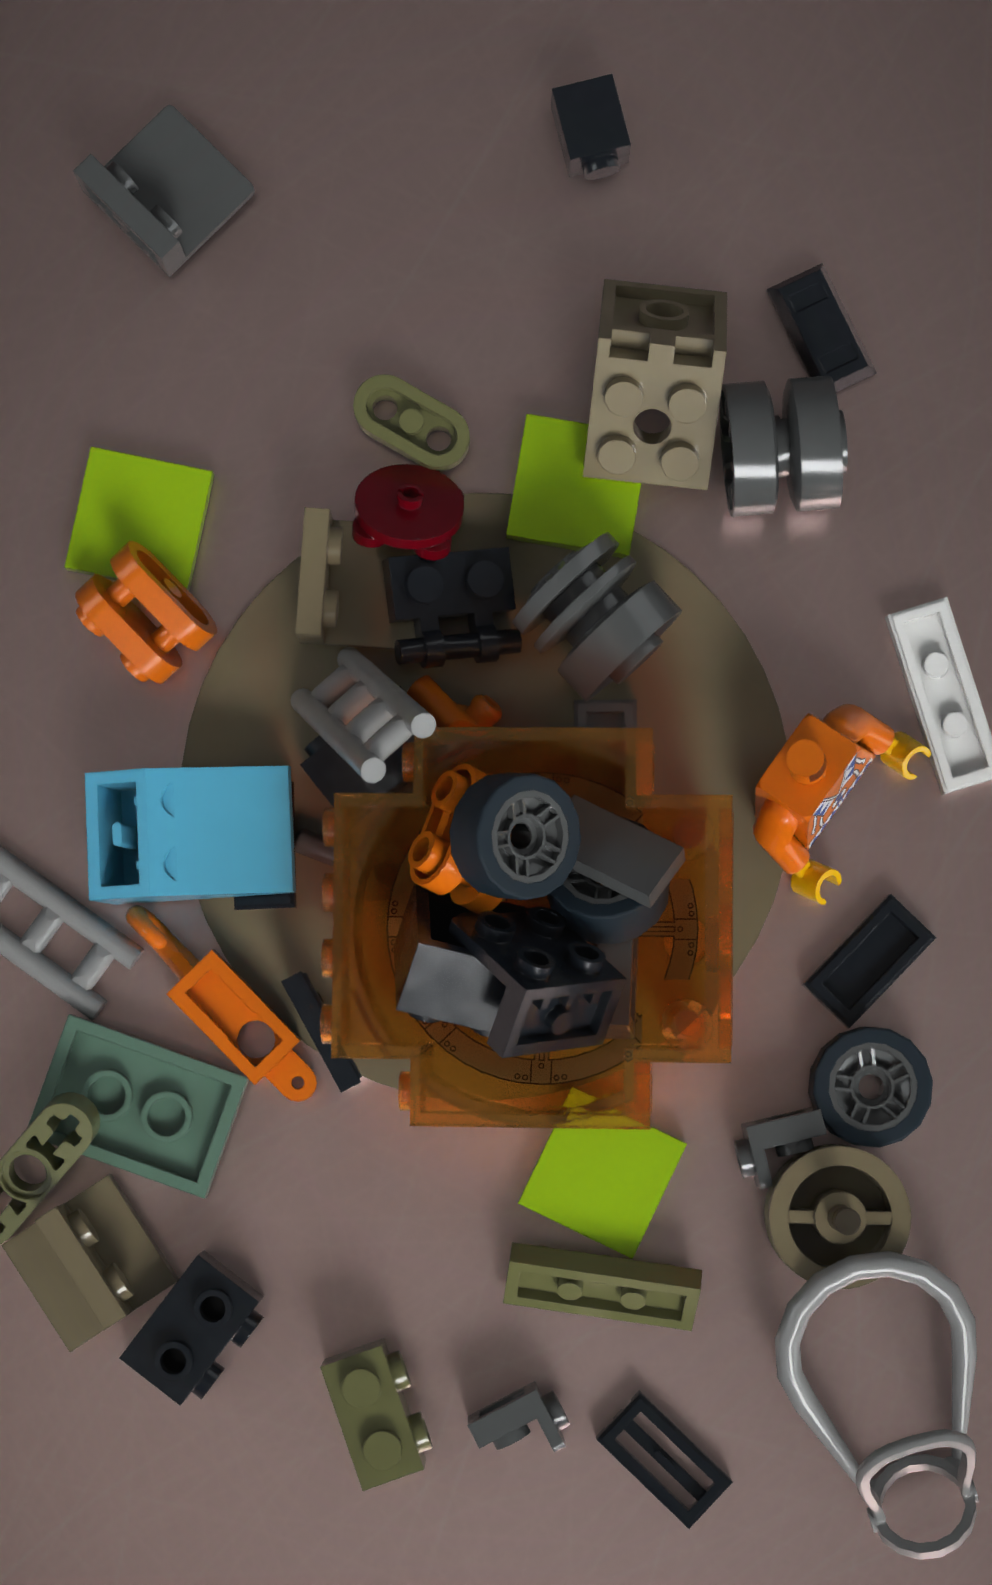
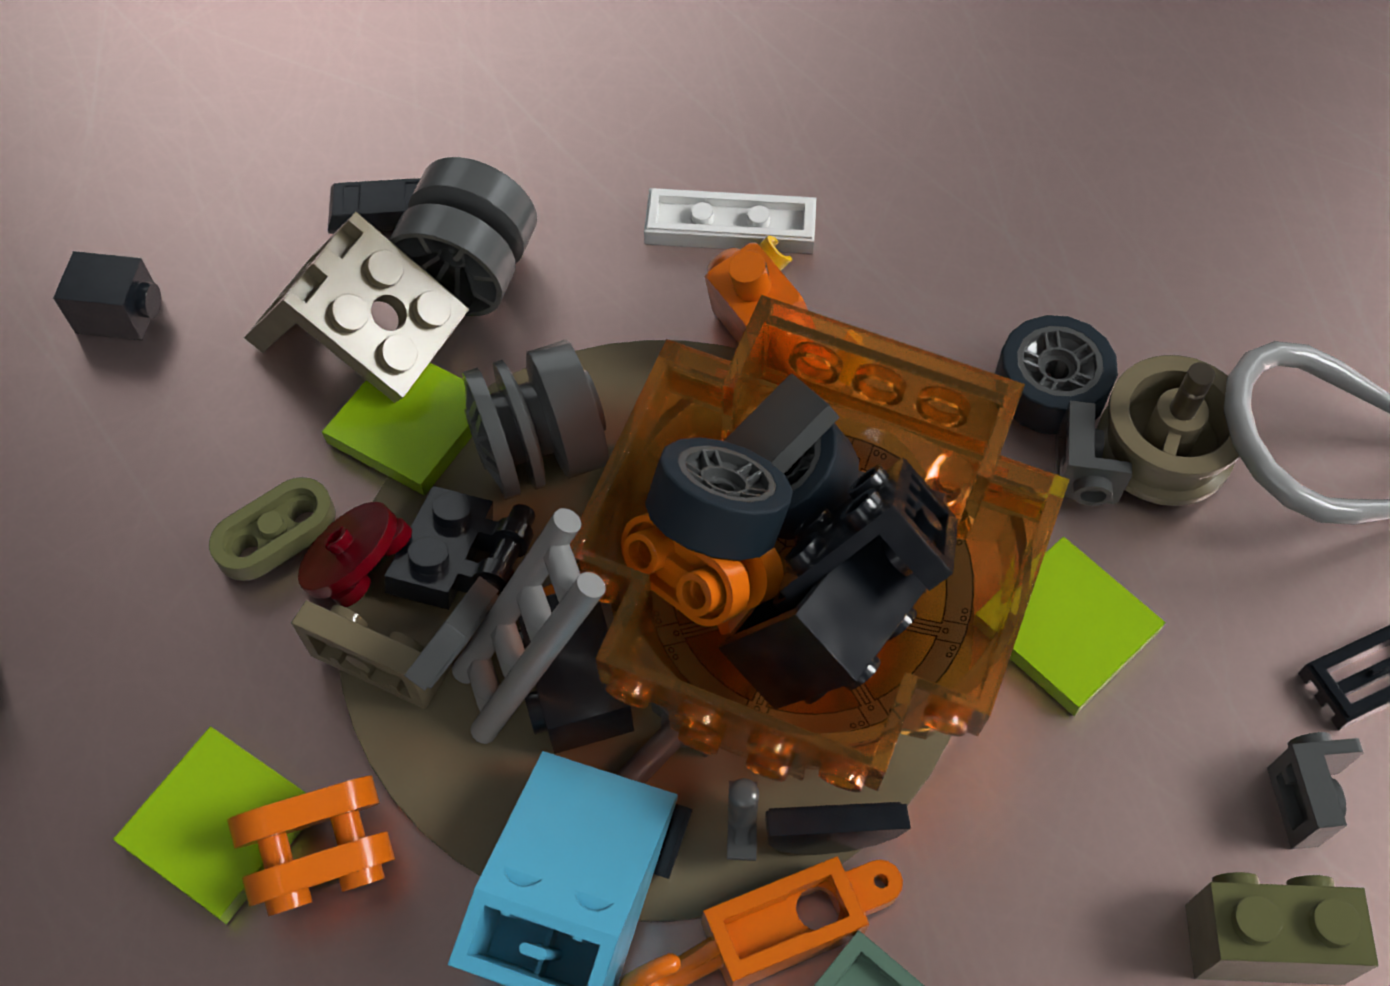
camera: 70 degrees left, 25 degrees down
(294, 953) = (742, 820): none -> dark grey bar
(343, 651) = (452, 635): none -> dark grey tile
(602, 1286) = (1187, 659): olive plate -> none
(869, 961) = (932, 325): black tile -> none

